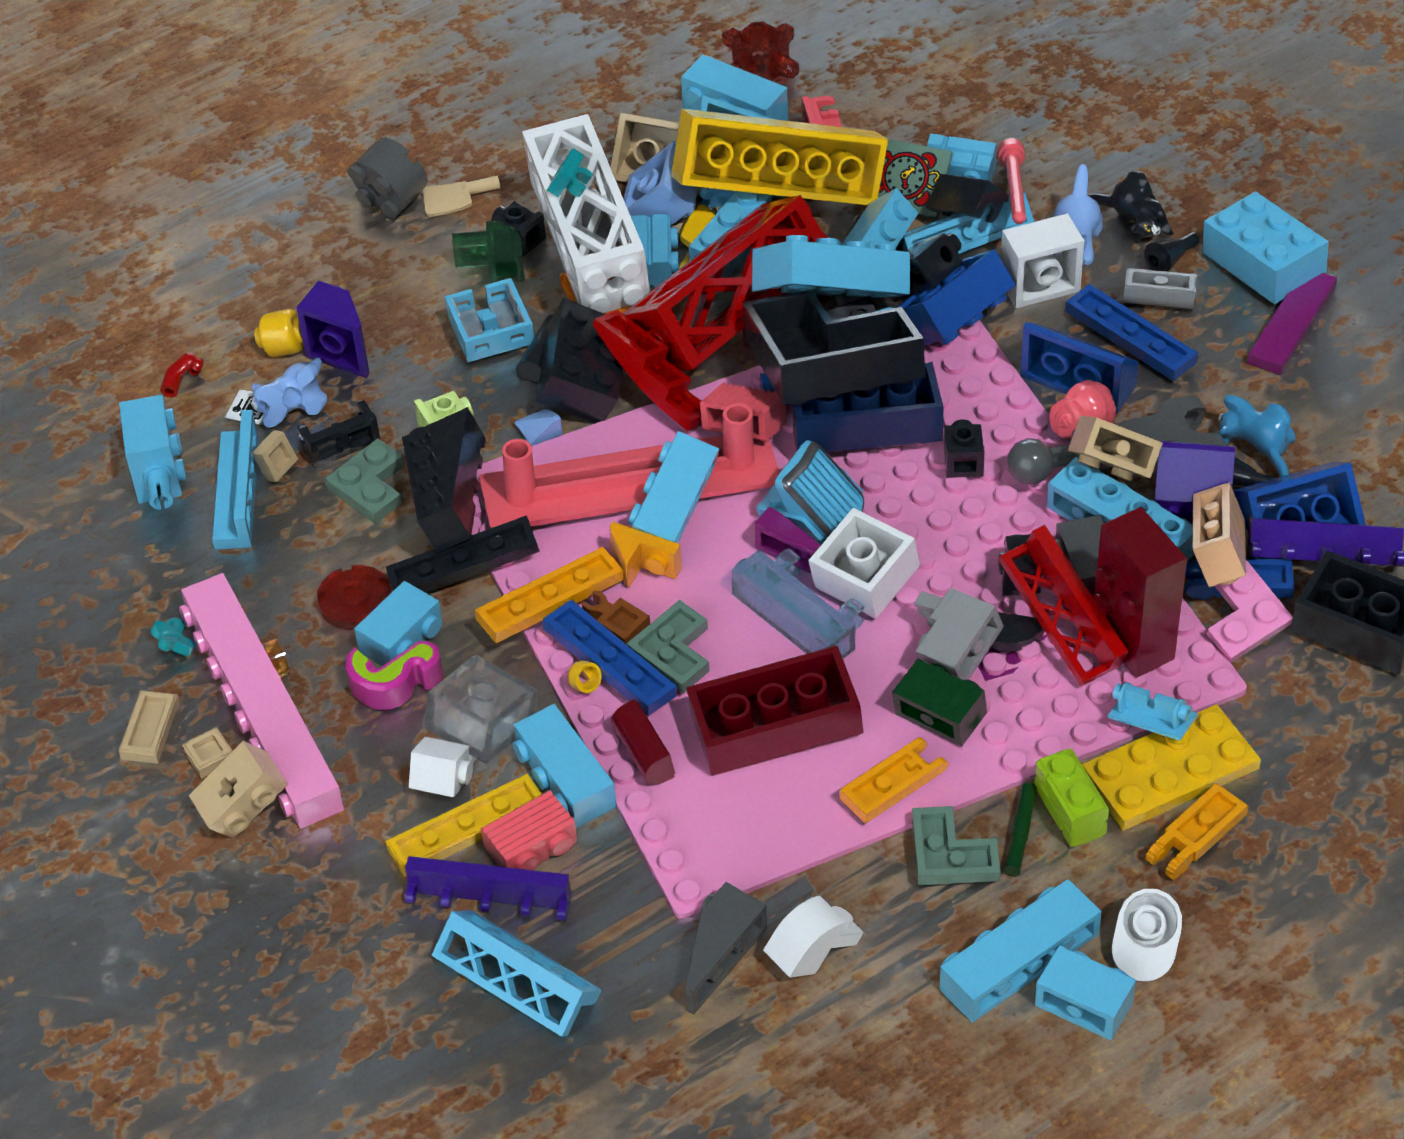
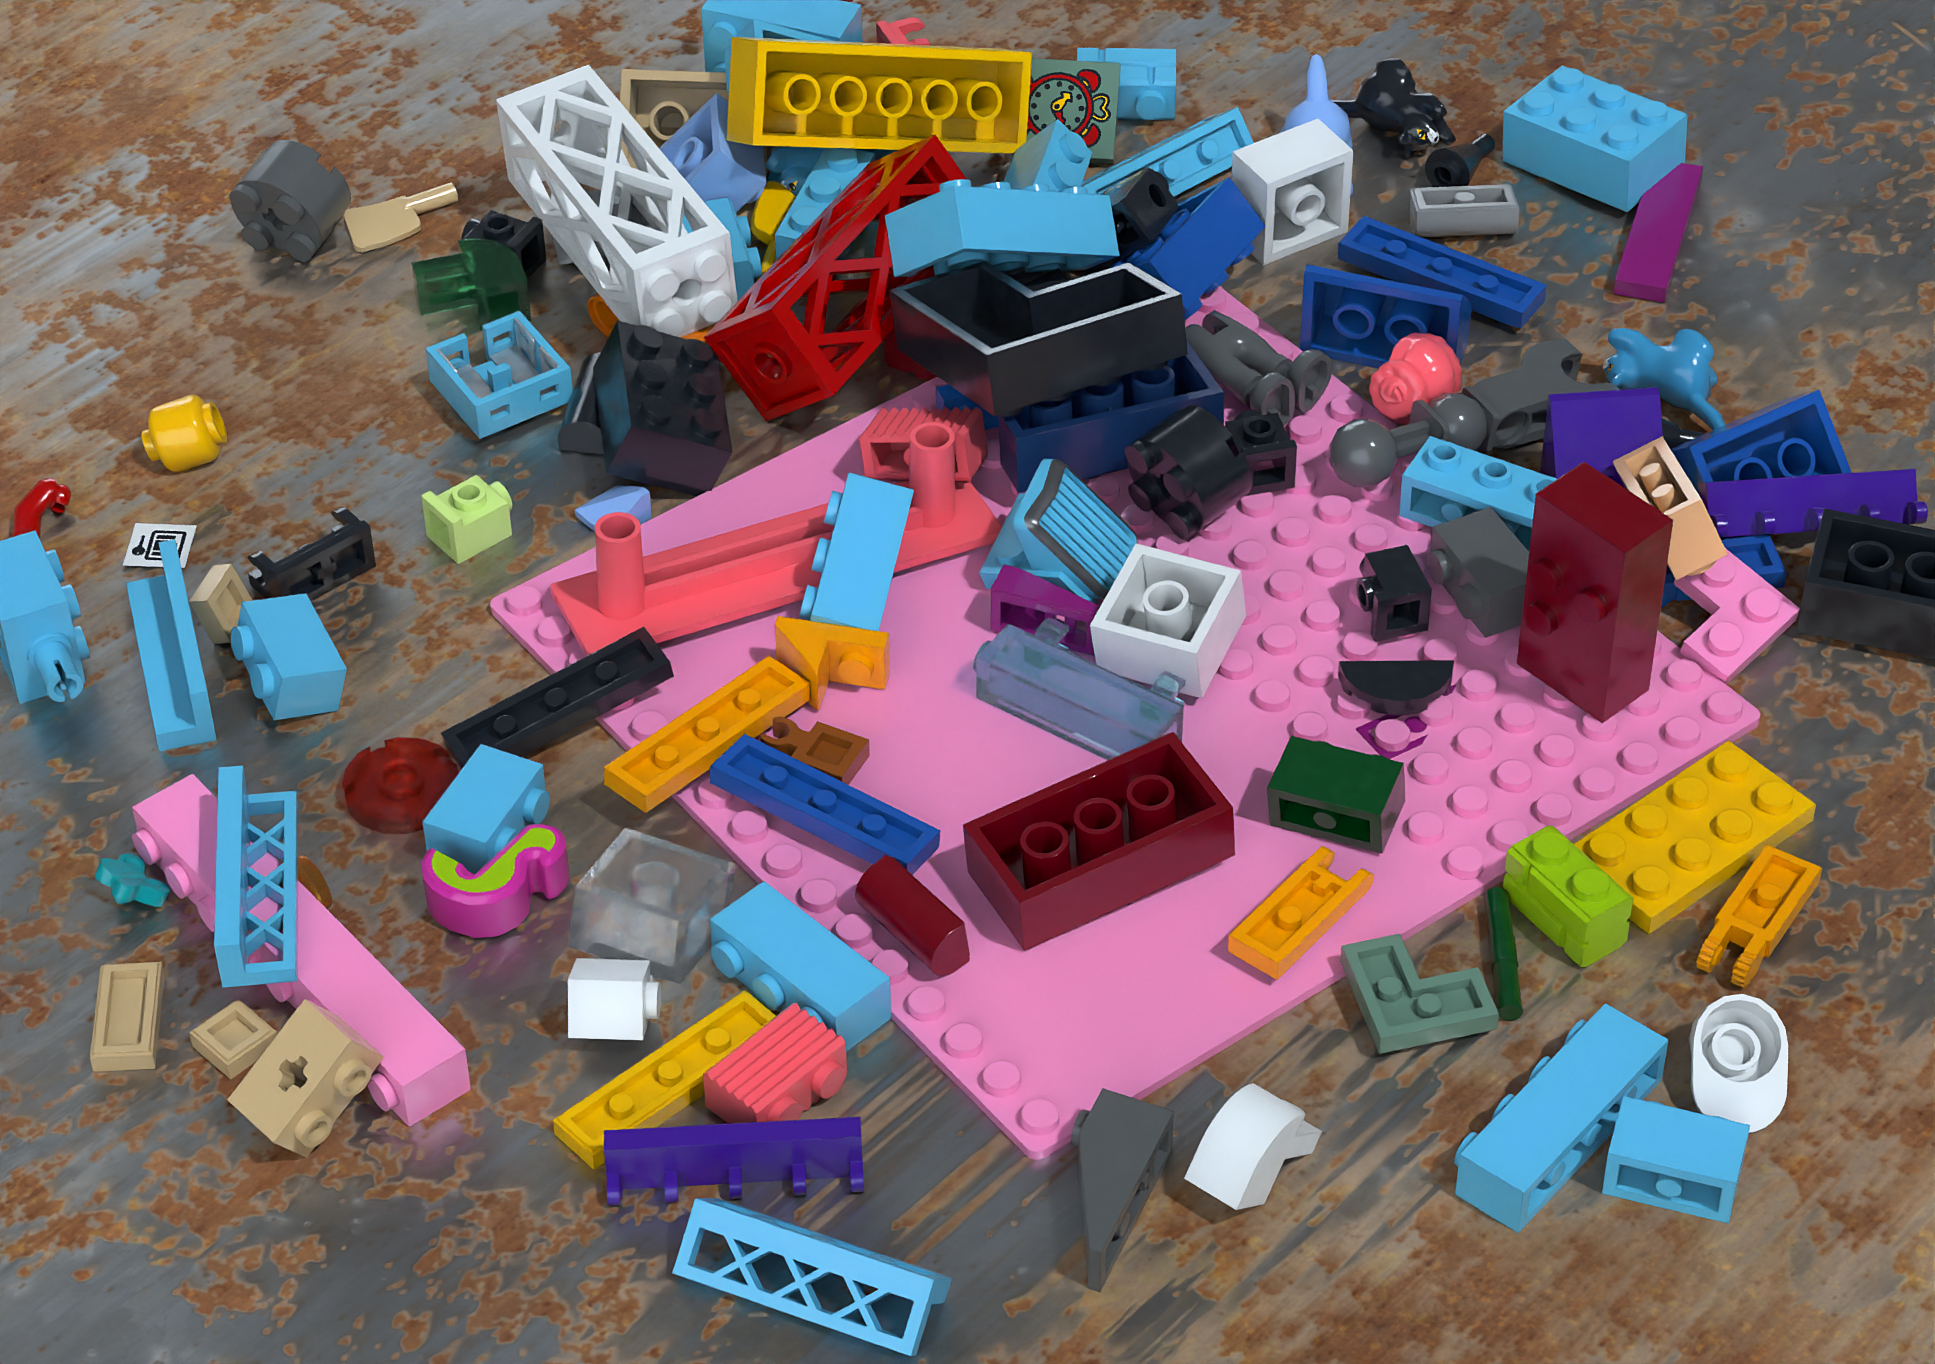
camera: 15 degrees left, 5 degrees down
(225, 648) = (234, 876): none -> medium azure fence
(293, 390) = (221, 511): light blue animal -> none
(304, 500) = (289, 656): none -> medium azure brick
(332, 329) = (270, 415): dark purple slope -> none
(361, 481) = (368, 624): sand green plate -> none
(443, 476) = (501, 587): black wedge -> none
(569, 174) = (591, 145): teal tile -> none
(587, 670) = (795, 830): yellow hinge -> none
(645, 363) = (760, 396): red slope -> none
(666, 645) = (907, 777): sand green plate -> none
(906, 458) = (1187, 470): none -> black brick
(959, 631) = (1337, 687): light grey hinge -> none
(966, 197) = (1158, 120): black hinge -> none
(971, 369) = (1255, 371): none -> dark grey piece
(1012, 155) = (1198, 67): coral piece -> none
(1076, 600) = (1490, 629): red fence -> none
(1115, 447) = (1487, 411): tan brick -> none
(1159, 715) = (1672, 763): medium azure hinge -> none

